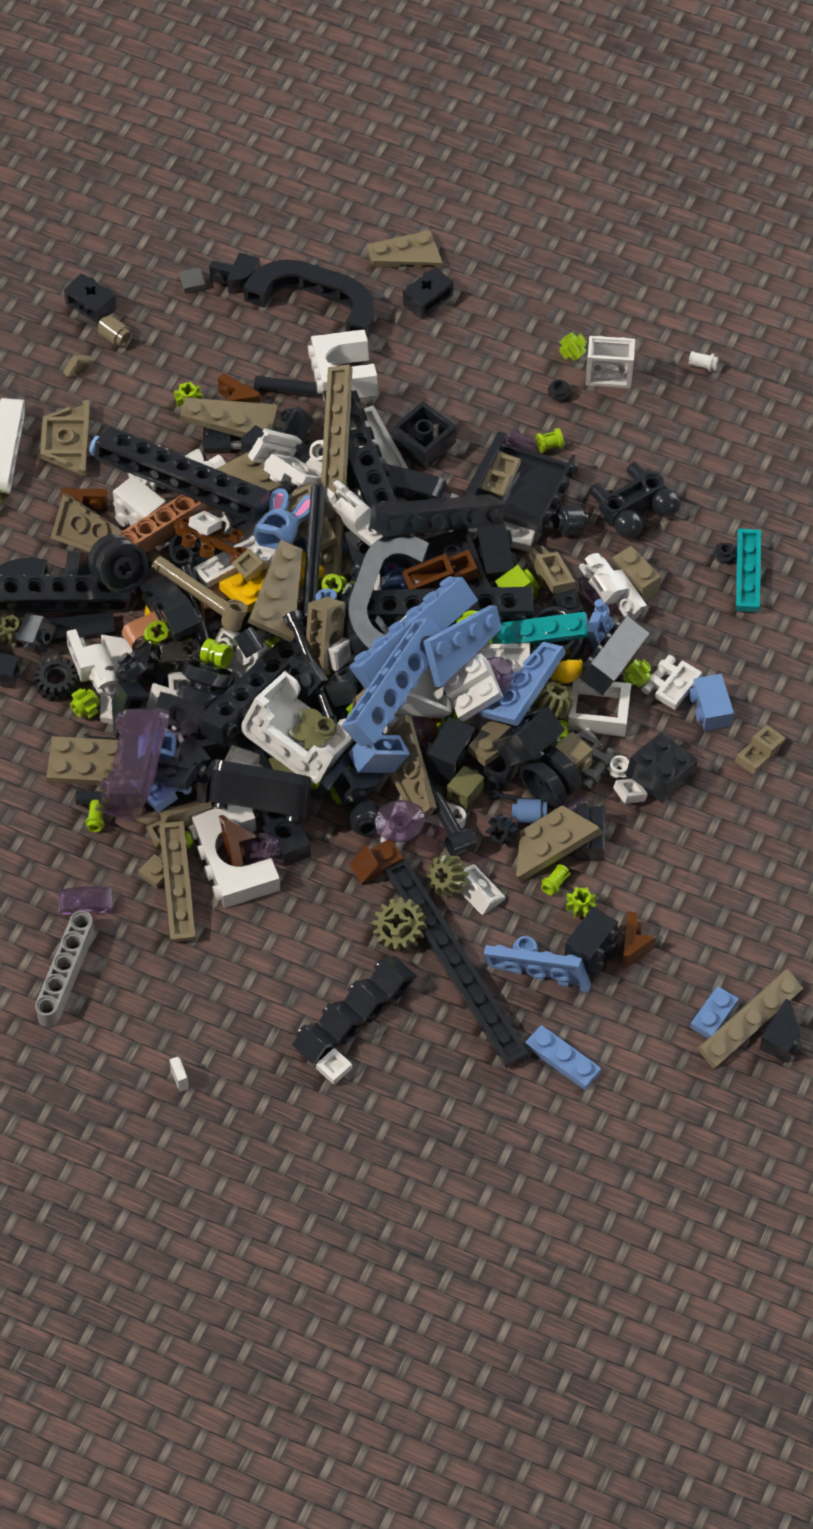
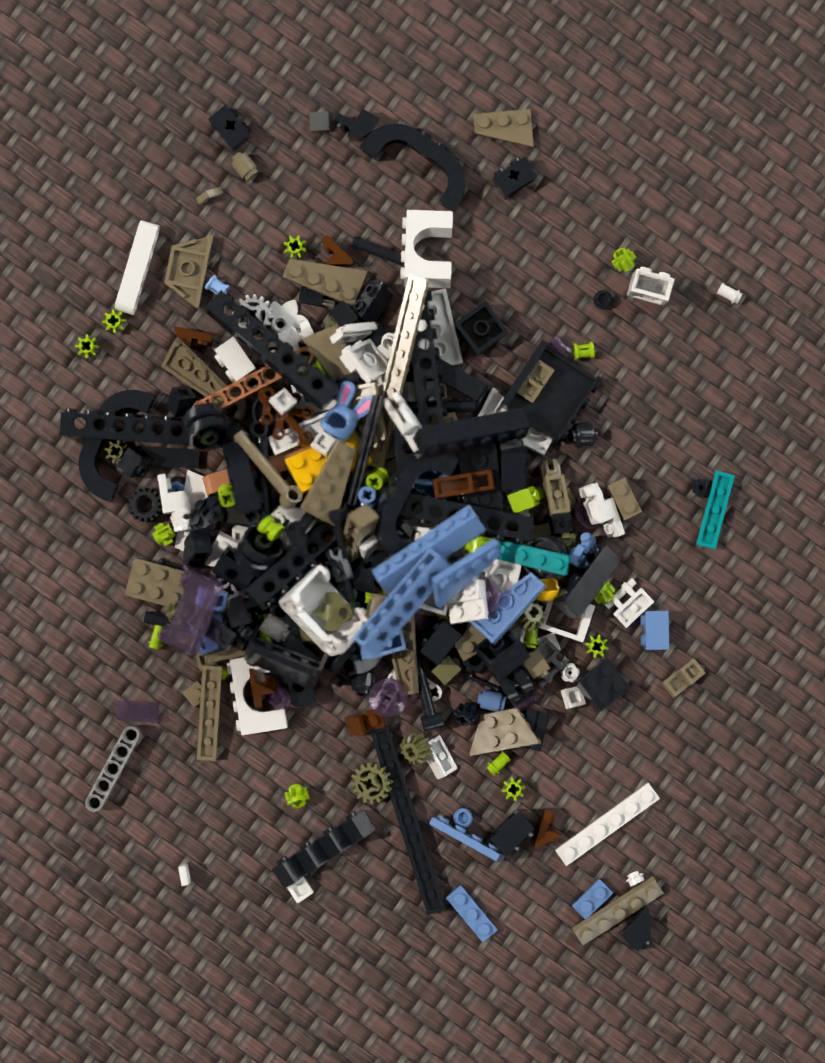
camera: 10 degrees right, 30 degrees up
(248, 564) = (310, 454): dark tan plate -> none
(307, 957) = (296, 796): none -> lime gear
(625, 505) = (638, 424): black piece -> none
(643, 730) = (602, 646): none -> lime gear
(709, 925) = (607, 824): none -> white plate
(762, 977) = (635, 878): none -> white plate

